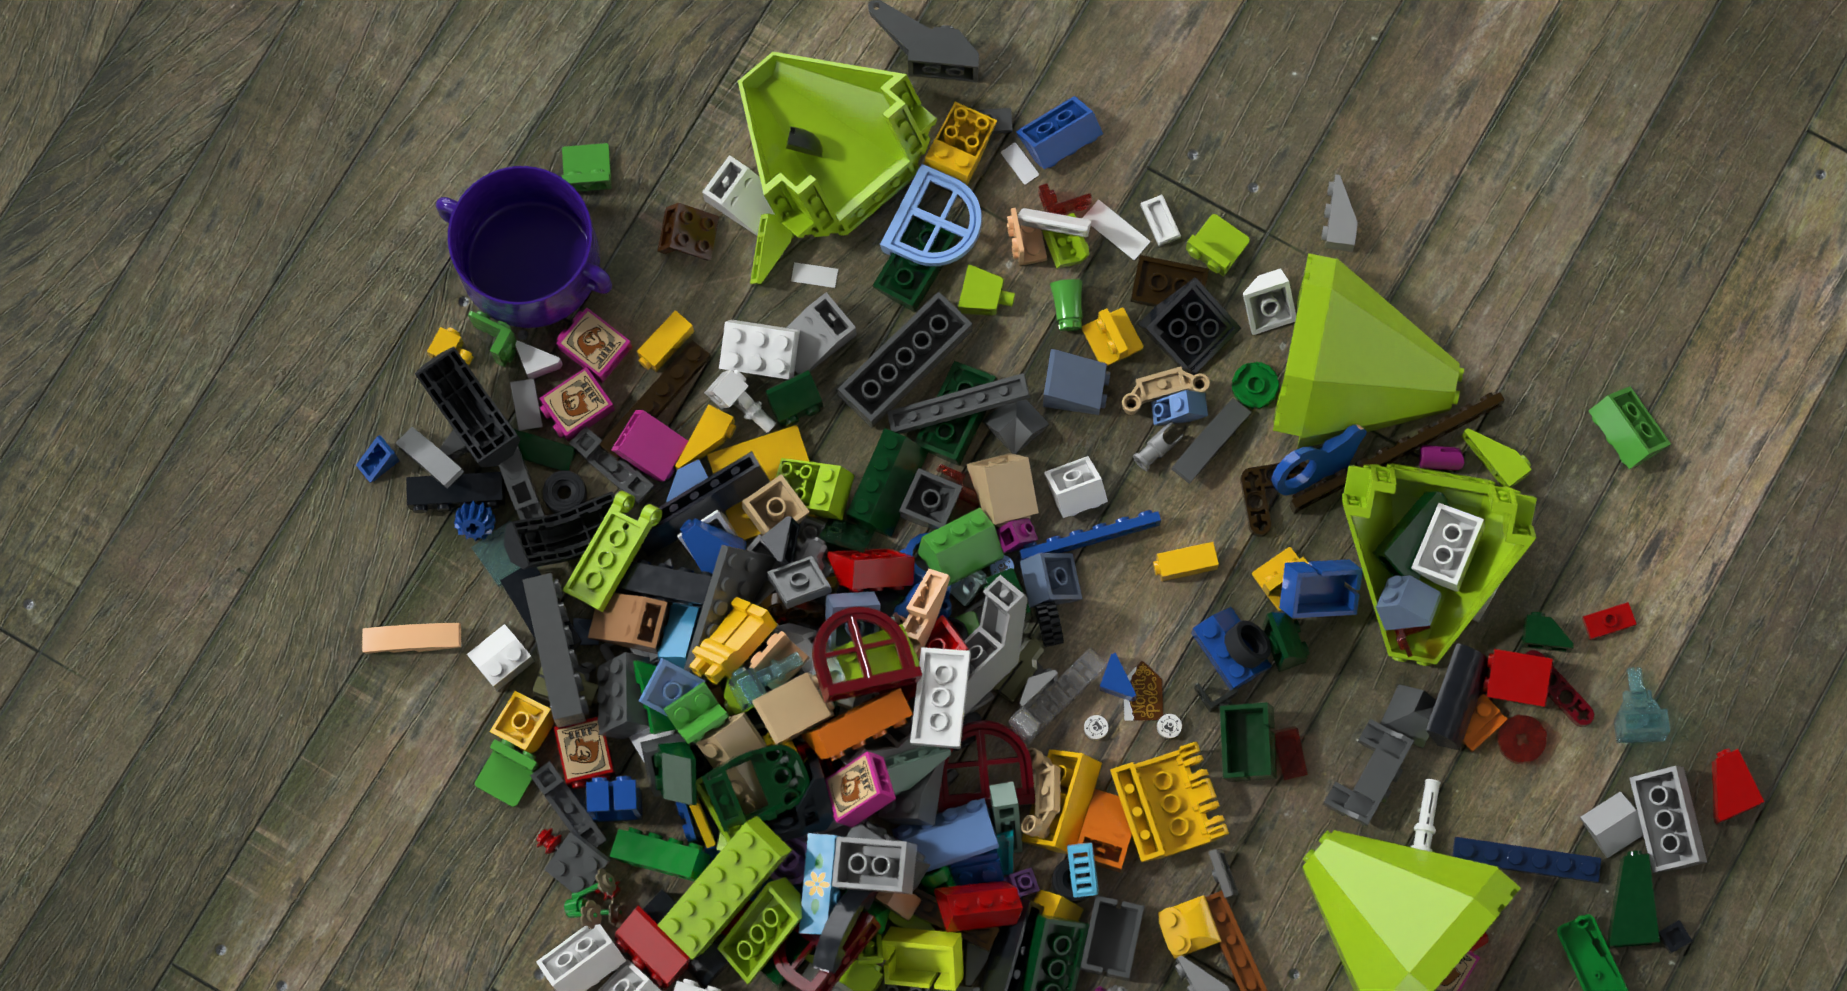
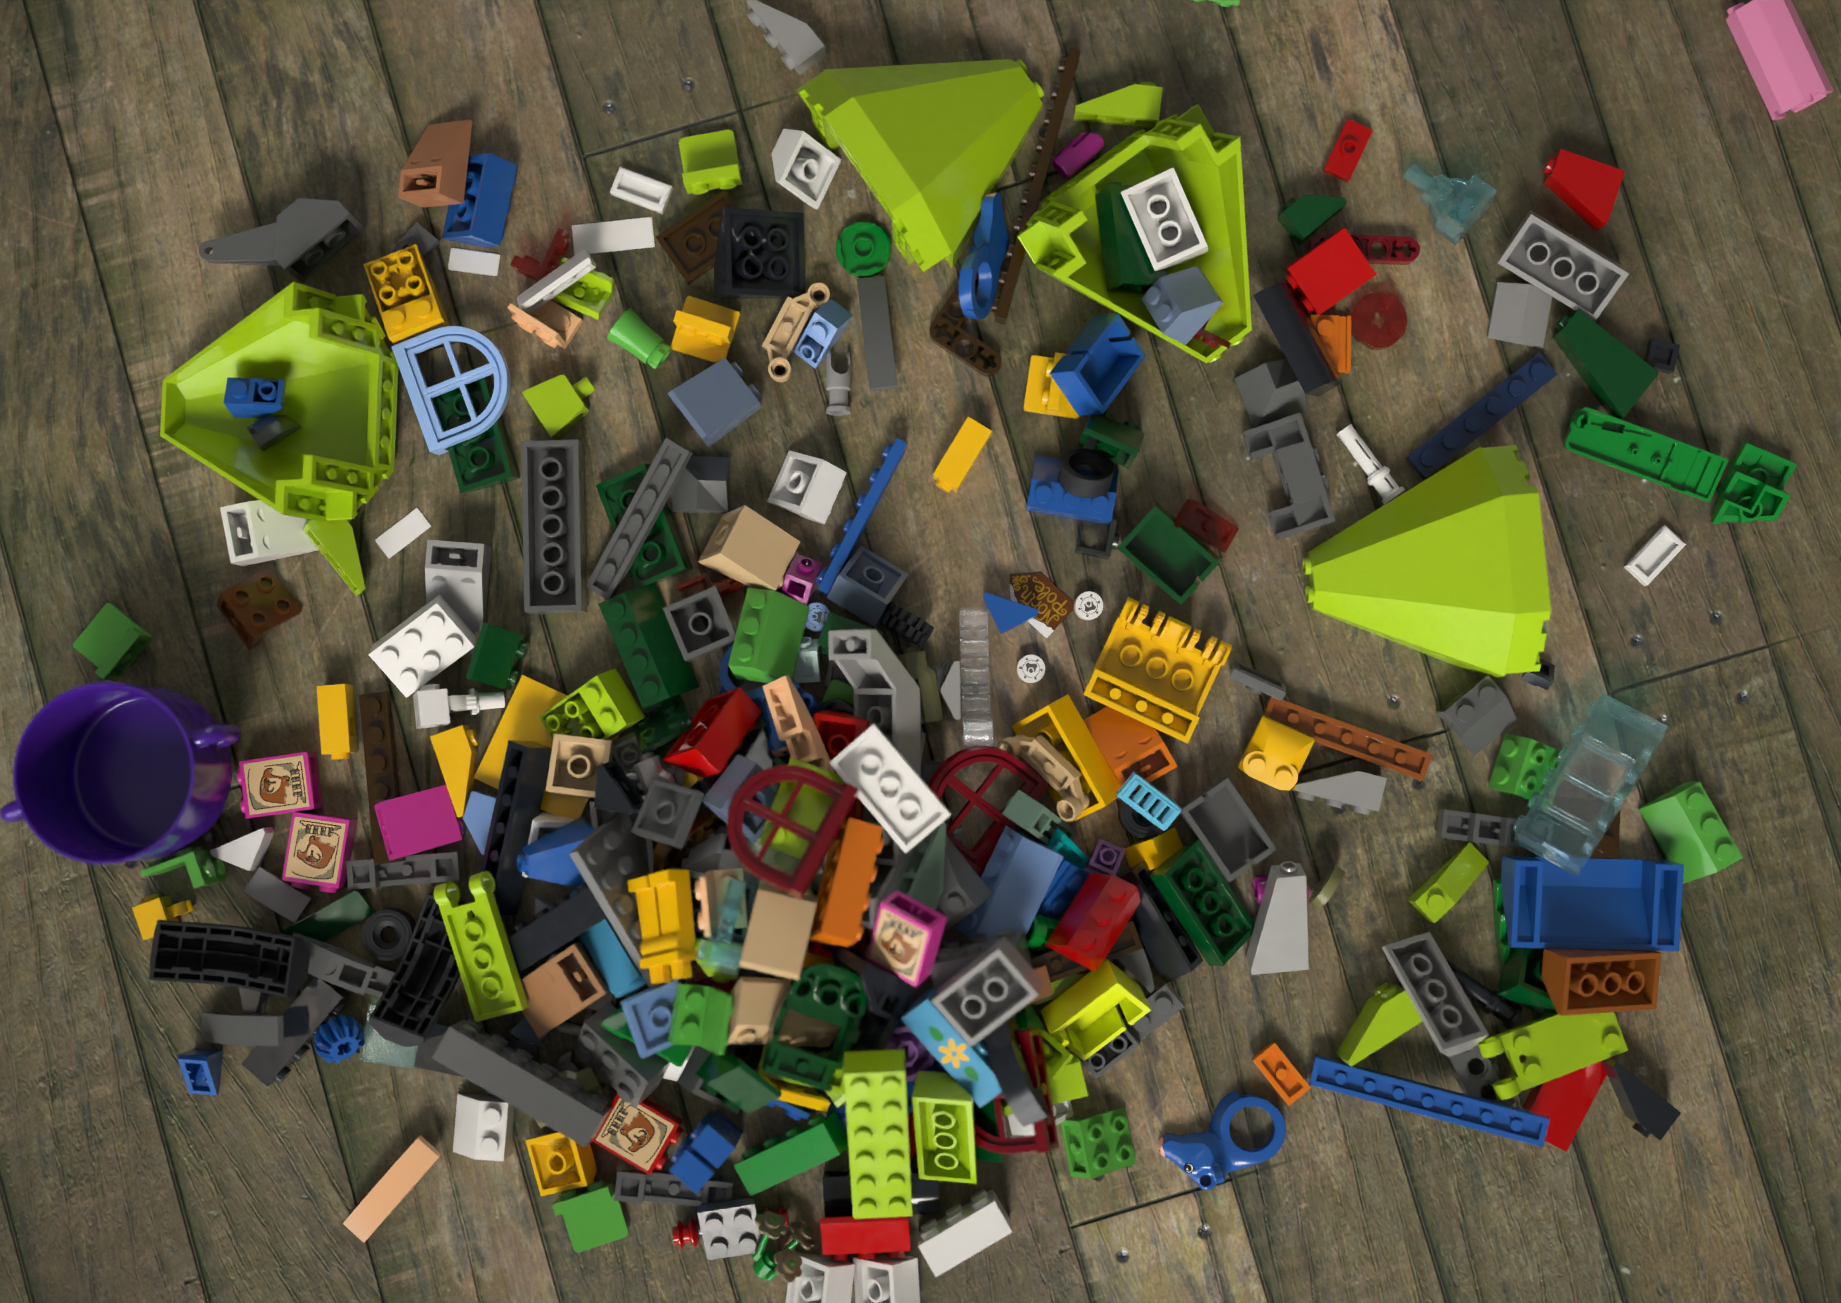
camera: 45 degrees left, 10 degrees up
(814, 113) = (254, 397): none -> blue slope
(1056, 89) = (437, 166): none -> nougat slope

